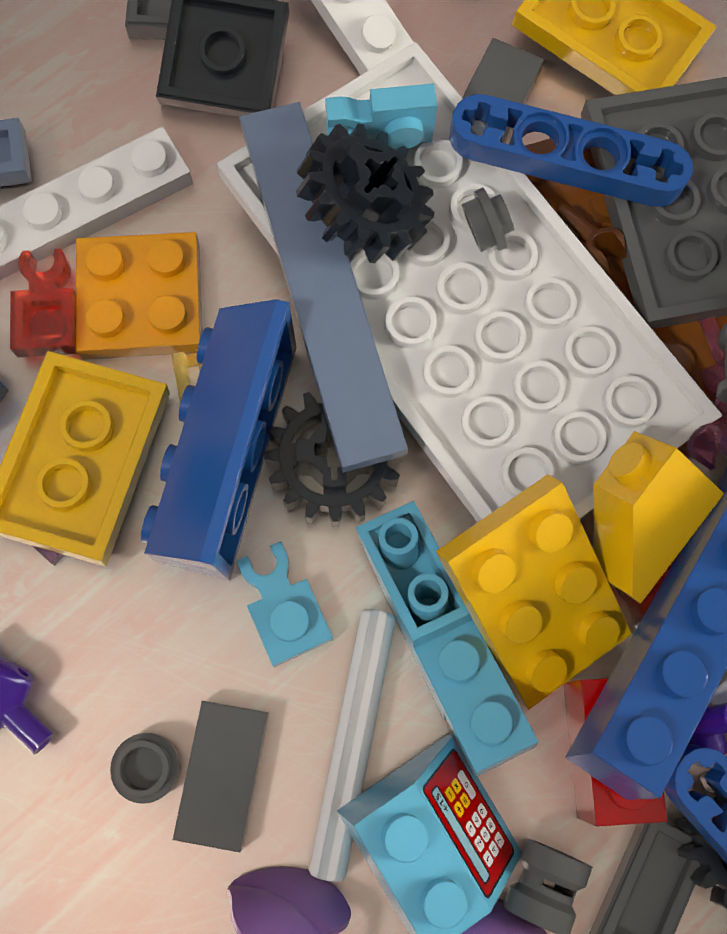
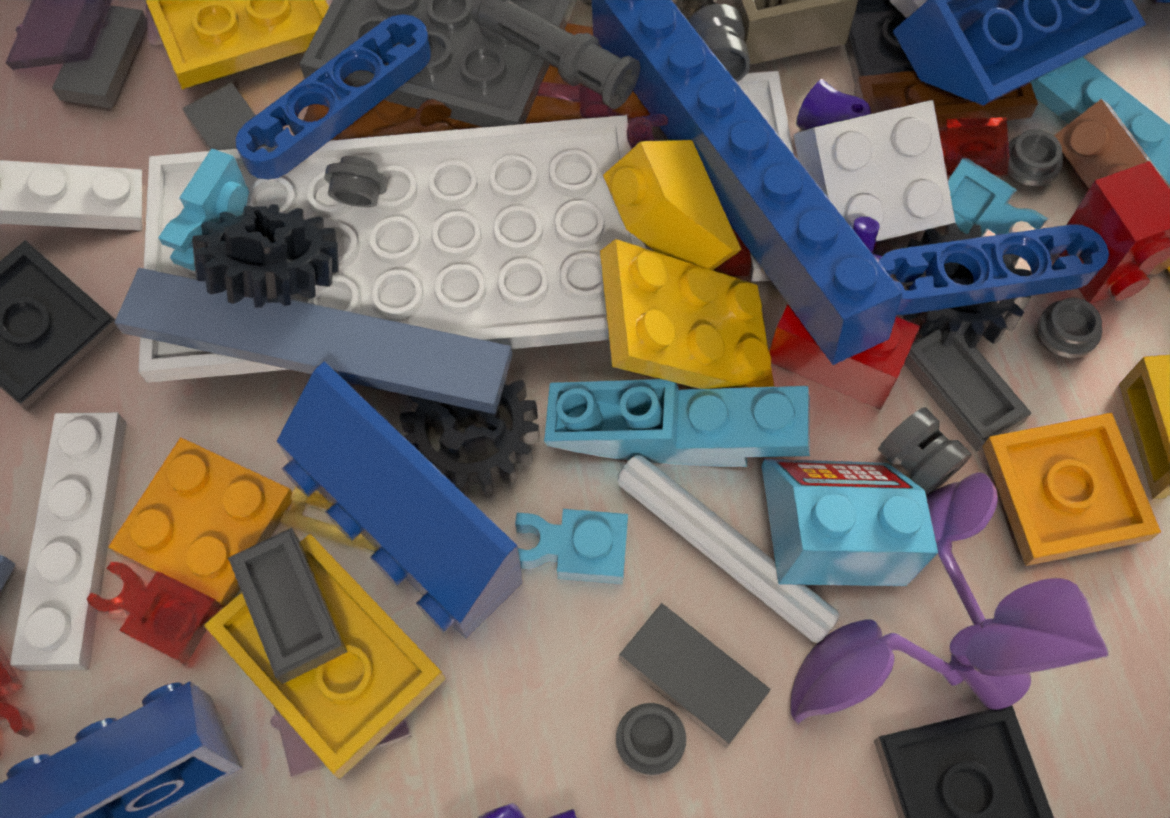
camera: 55 degrees left, 10 degrees down
(91, 404) = (287, 606): none -> dark grey tile

